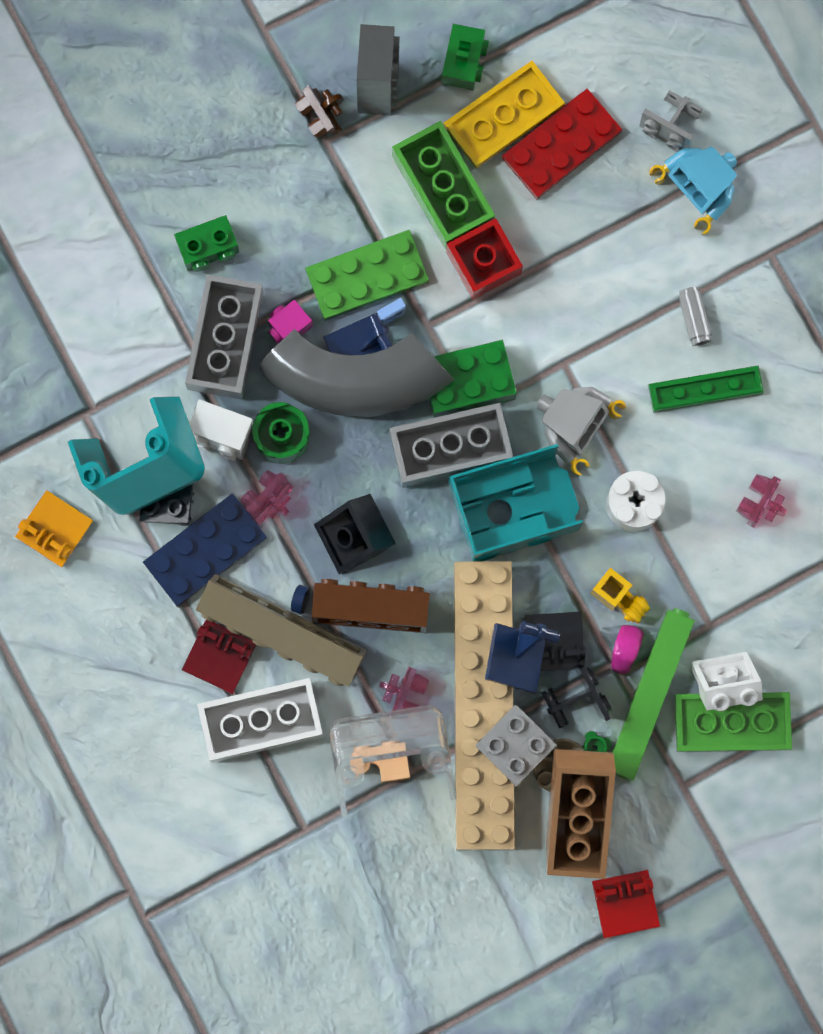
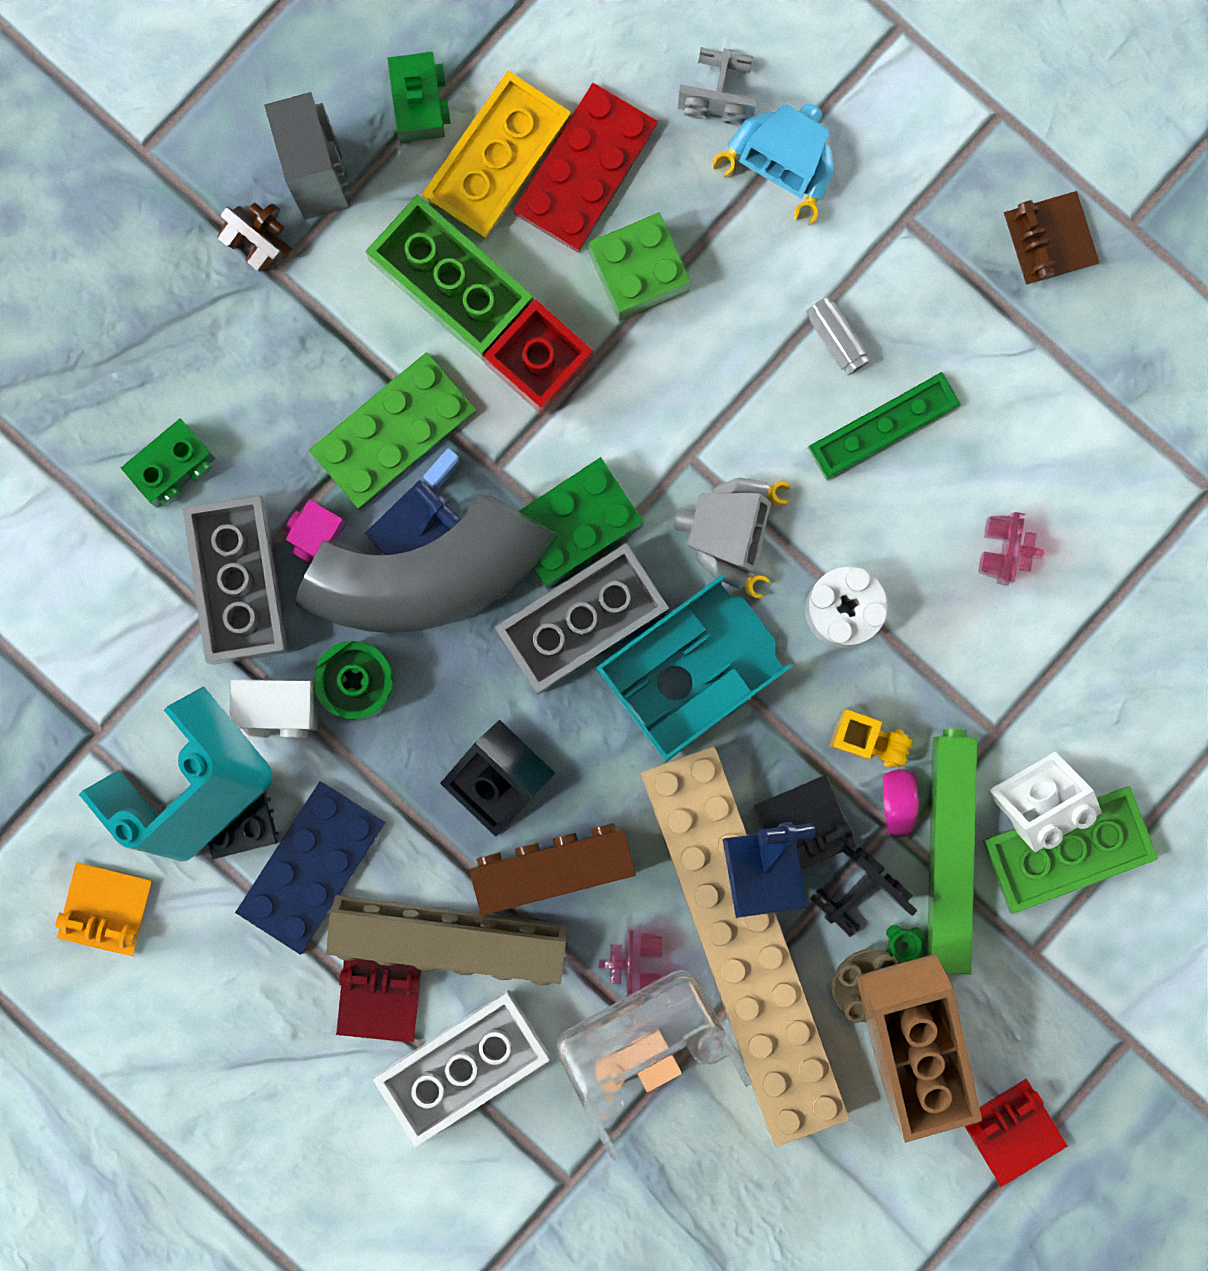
camera: 20 degrees left, 5 degrees up
(272, 498) = (373, 773): clear pink hips -> none
(300, 599) = (457, 888): dark blue tile -> none
(516, 745) = (806, 985): light grey plate -> none
(574, 222) = (639, 266): none -> bright green brick

